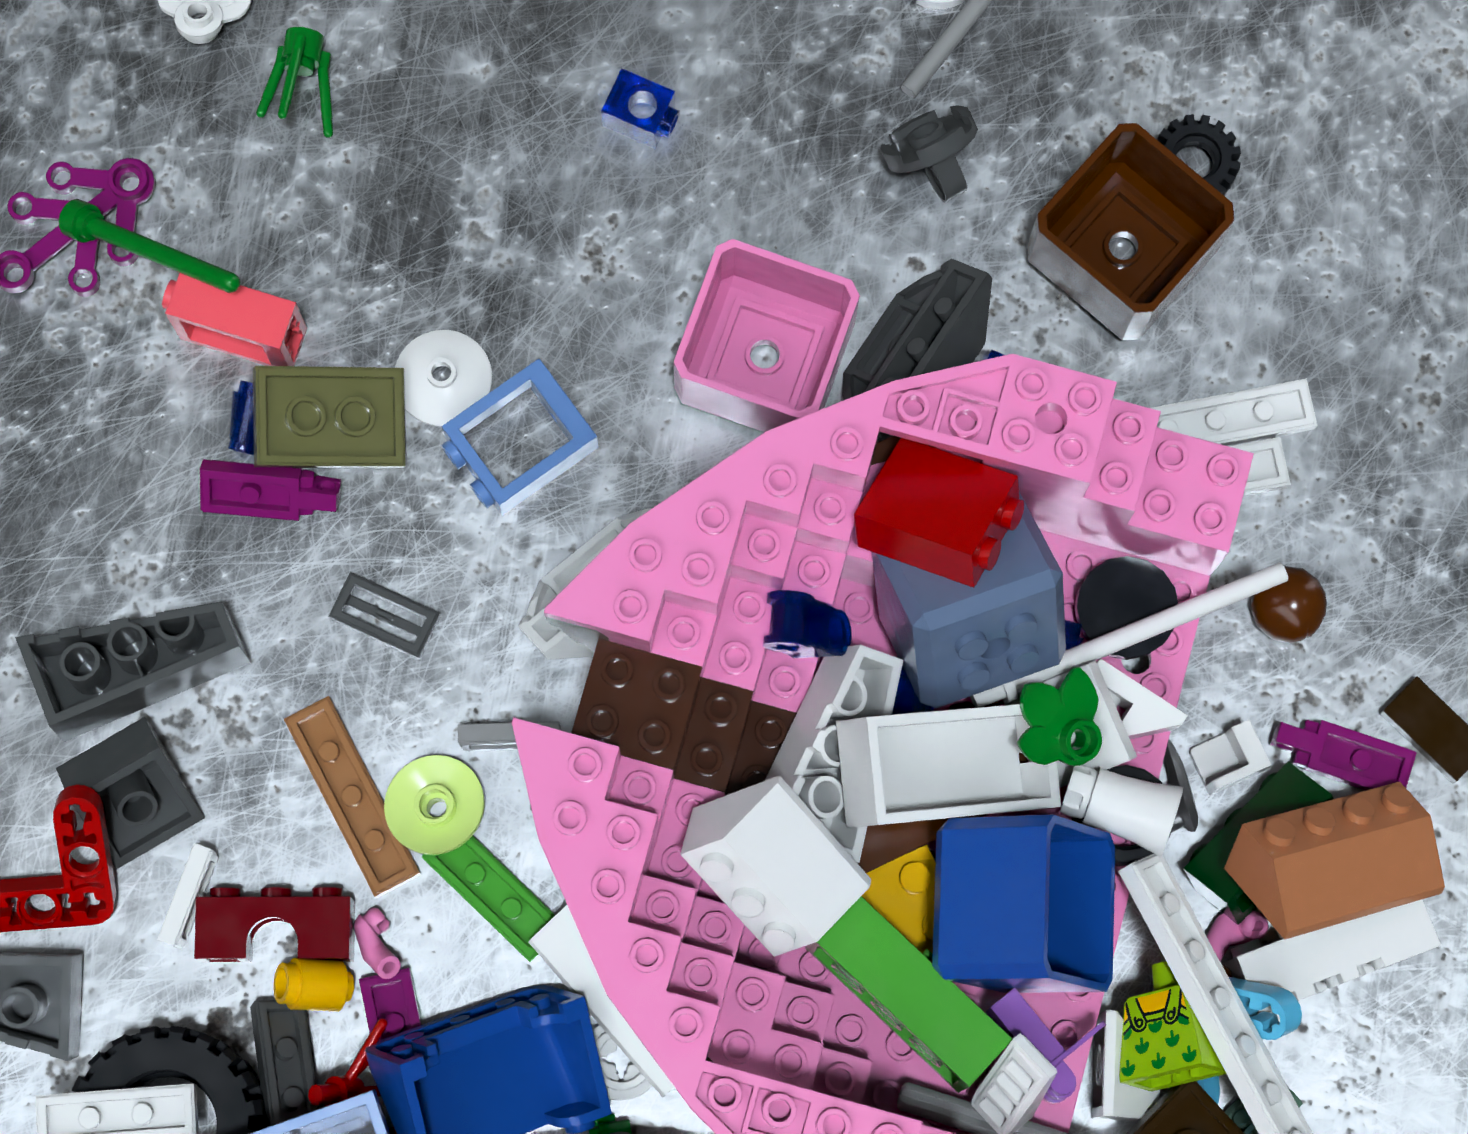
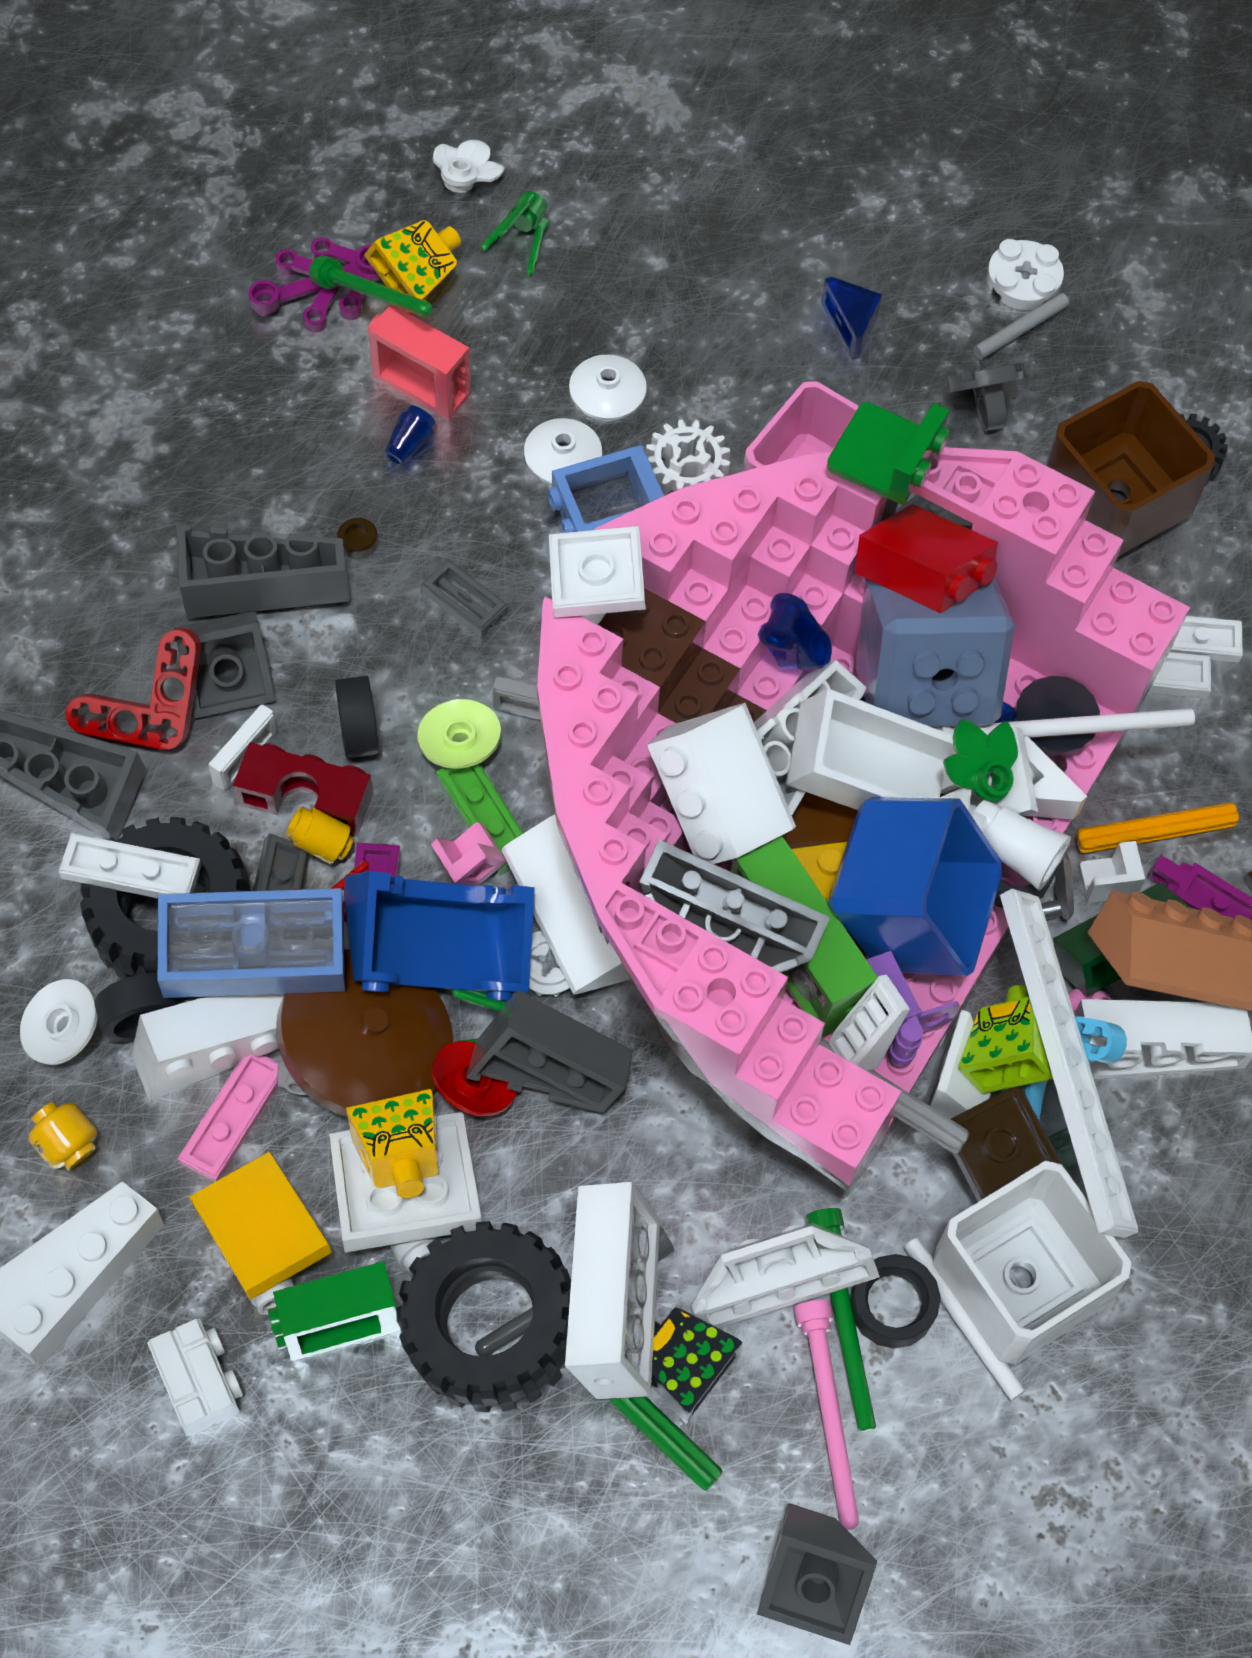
camera: 15 degrees right, 15 degrees down
(186, 173) = (414, 258): none -> yellow torso
(232, 572) = (358, 537): none -> dark brown tile
(265, 491) = (401, 485): magenta hinge -> none
(309, 824) = (357, 716): none -> black tyre
(328, 417) = (467, 447): olive tile -> none
(351, 796) = (396, 717): medium nougat tile -> none
(371, 947) = (375, 814): bright pink arm -> none
(473, 293) = (603, 398): none -> white dish
(491, 956) = (470, 856): none -> bright pink panel
(565, 672) = (596, 572): none -> white tile
(615, 361) = (687, 456): none -> white gear
(632, 90) = (769, 309): clear blue brick -> none
(741, 83) = (851, 311): none -> clear blue slope
(829, 1031) = (733, 908): none -> wedge
(863, 413) = (888, 450): none -> green bracket
(1269, 679) = (1157, 827): none -> light orange axle
(1292, 608) = (1188, 776): reddish brown hair -> none

